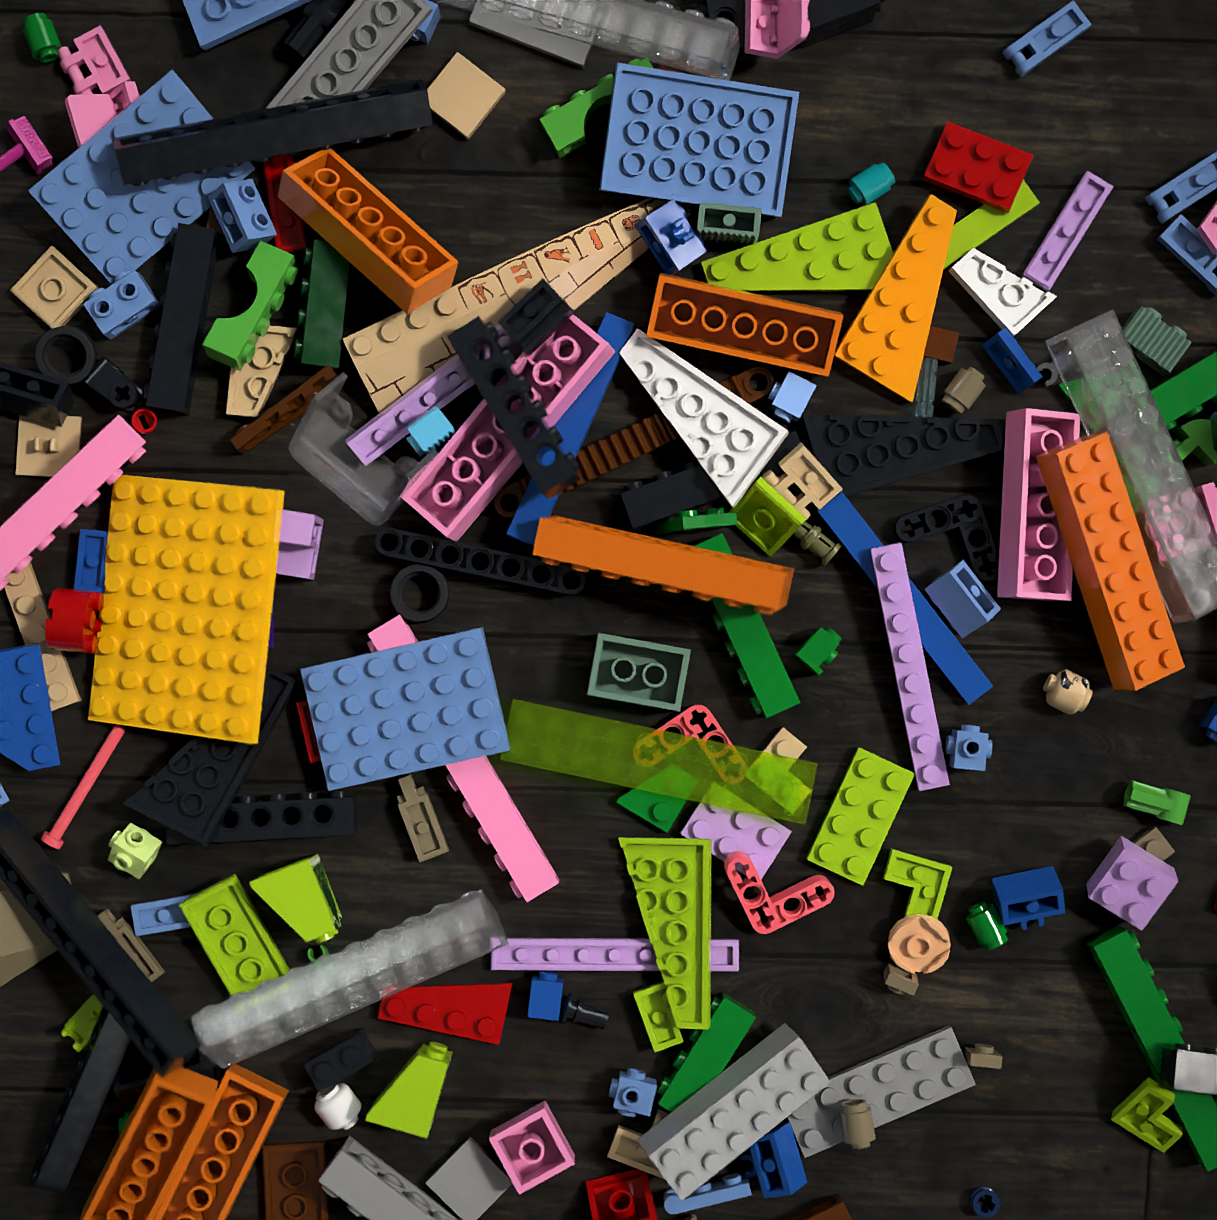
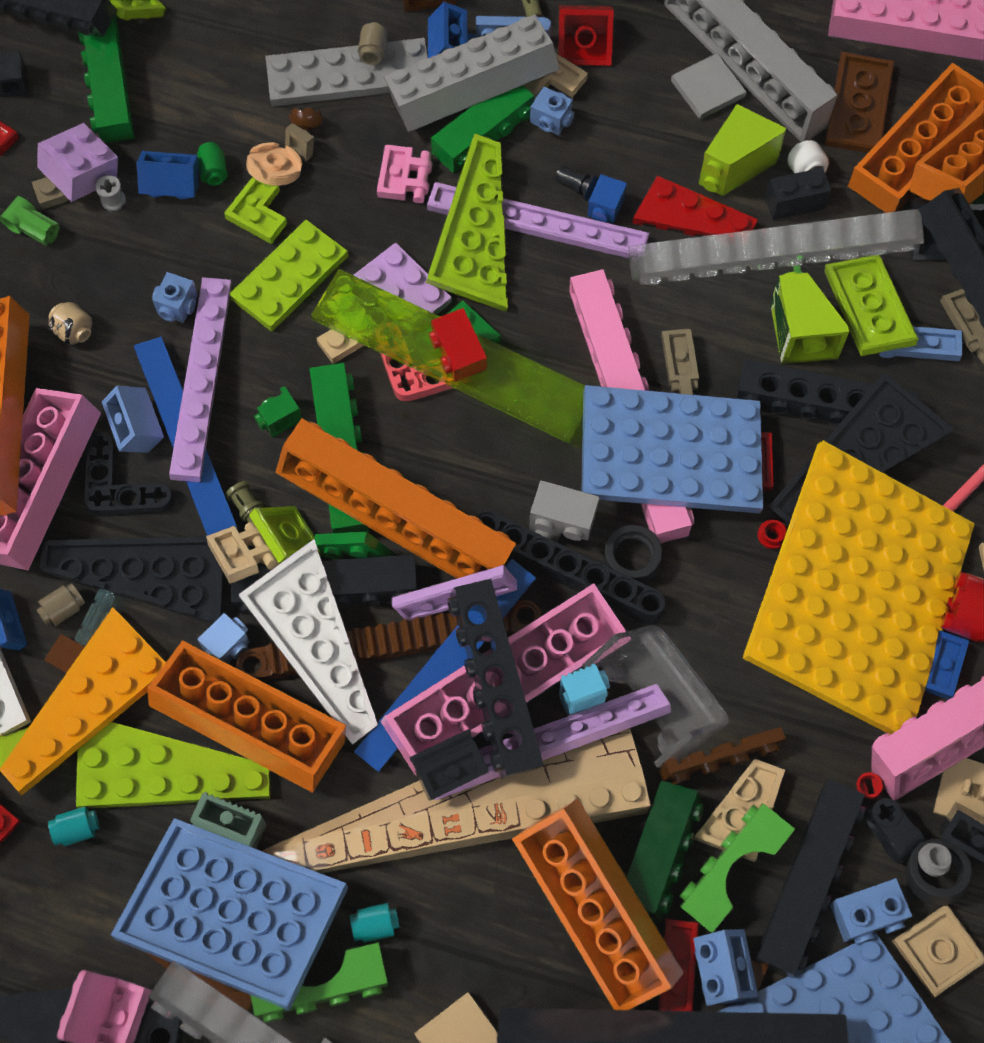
camera: 160 degrees left, 20 degrees down
(71, 358) = (934, 859): none -> light grey plate
(133, 850) = (951, 398): yellowish green brick -> none
(277, 657) = (772, 526): none -> red plate
(299, 544) = (736, 626): lavender brick -> none
(496, 607) = (562, 511): none -> light grey brick
(532, 1147) = (649, 91): bright pink brick -> none
(568, 172) = (374, 923): none -> teal brick
(580, 494) = (434, 598): none -> lavender tile
(639, 672) = (447, 431): sand green brick -> none
(652, 761) = (458, 345): none -> red brick
(658, 1016) = (514, 165): lime plate -> none
(671, 237) = (290, 823): brick -> none
(773, 905) = (354, 224): coral beam -> none
(784, 972) = (395, 173): none -> bright pink plate
(903, 1011) = (306, 118): none -> reddish brown plate
(983, 1056) = (252, 71): dark tan plate -> none
(1093, 860) = (110, 191): none -> light grey bush

